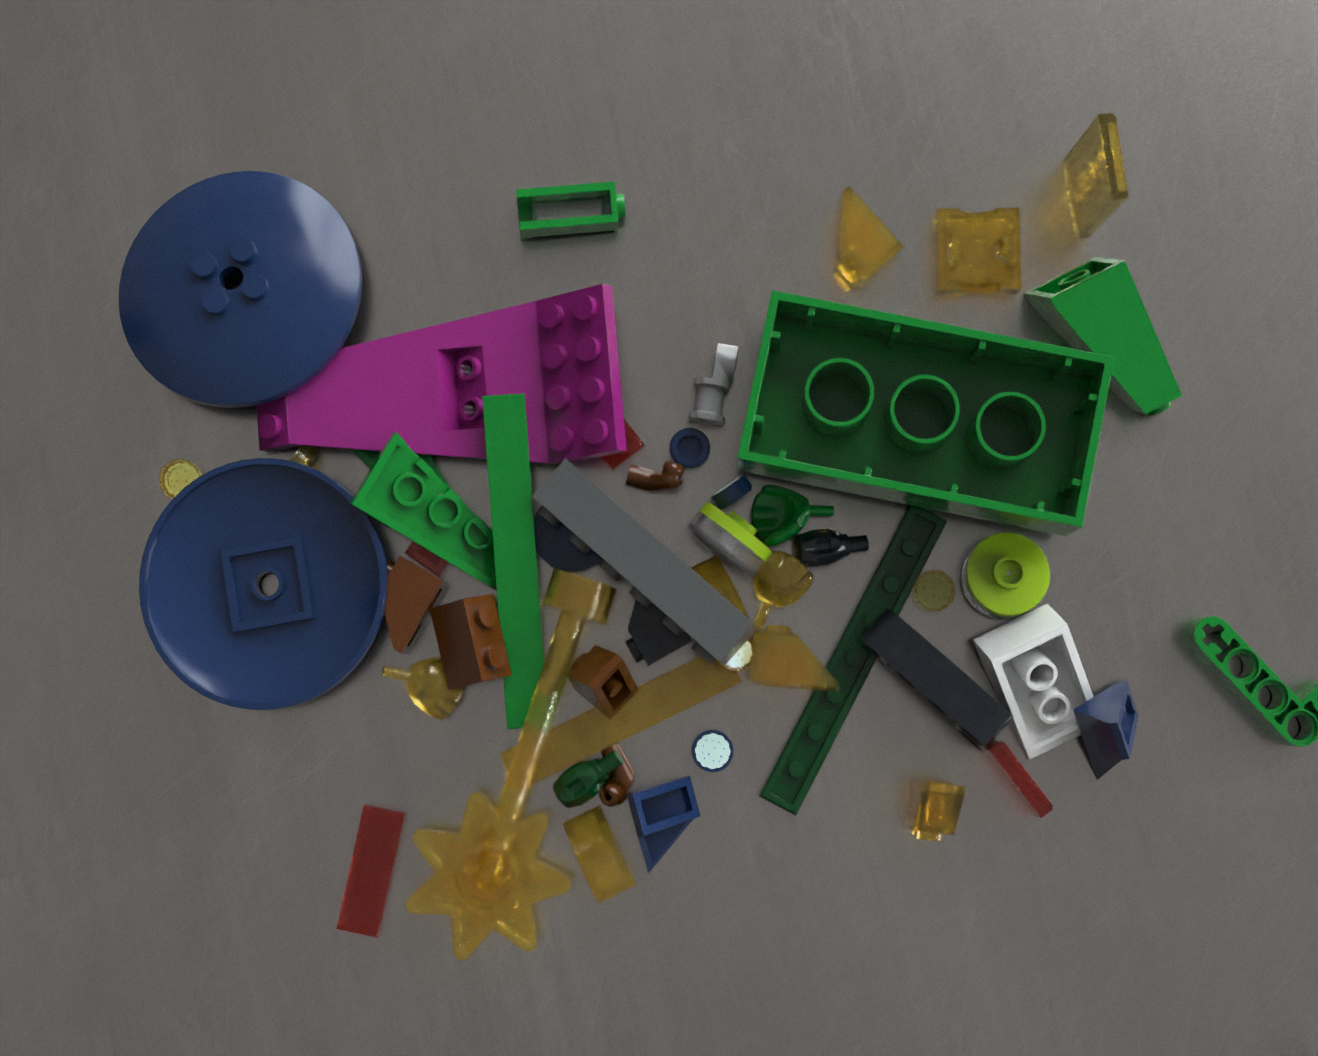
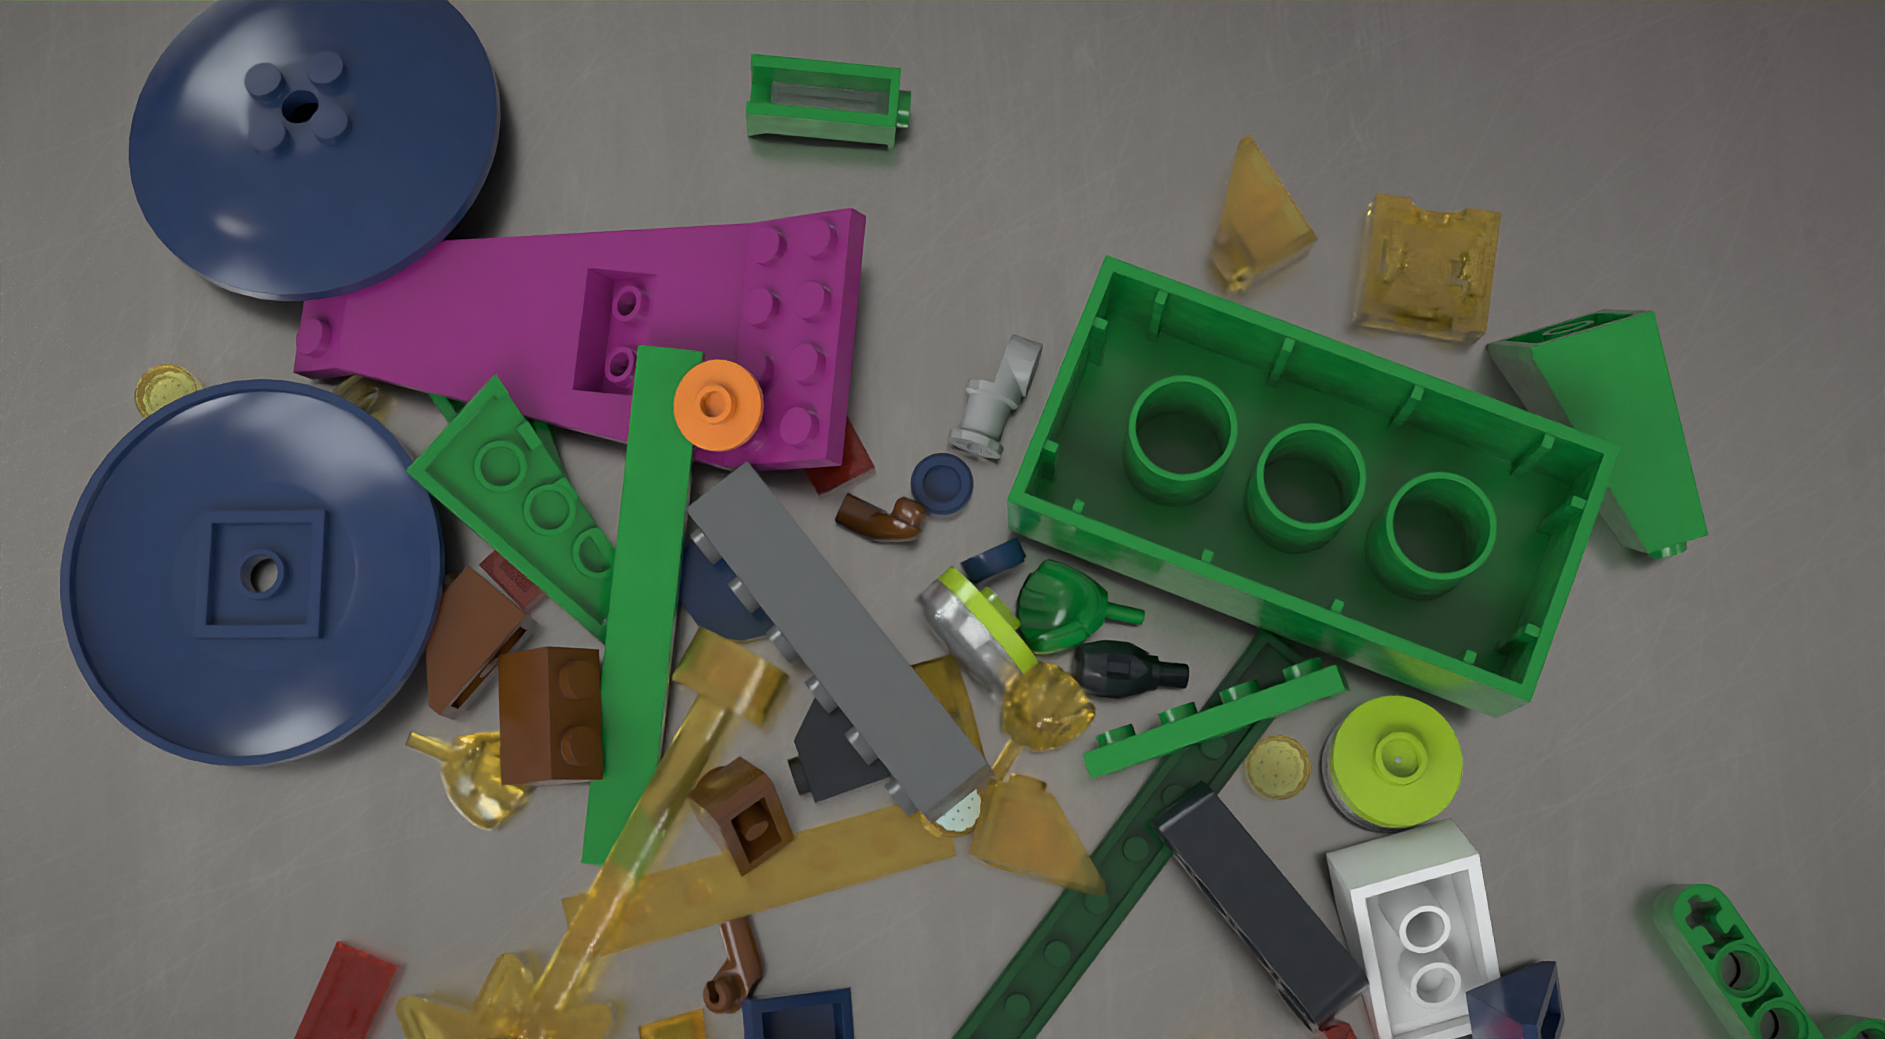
camera: 10 degrees right, 5 degrees down
(541, 426) = (718, 405): none -> orange piece
(585, 779) = (686, 964): dark green piece -> none
(712, 751) = (892, 955): light aqua tile -> none
(904, 559) = (1240, 707): none -> green wing
(1095, 176) = (1629, 175): clear yellow tile -> none

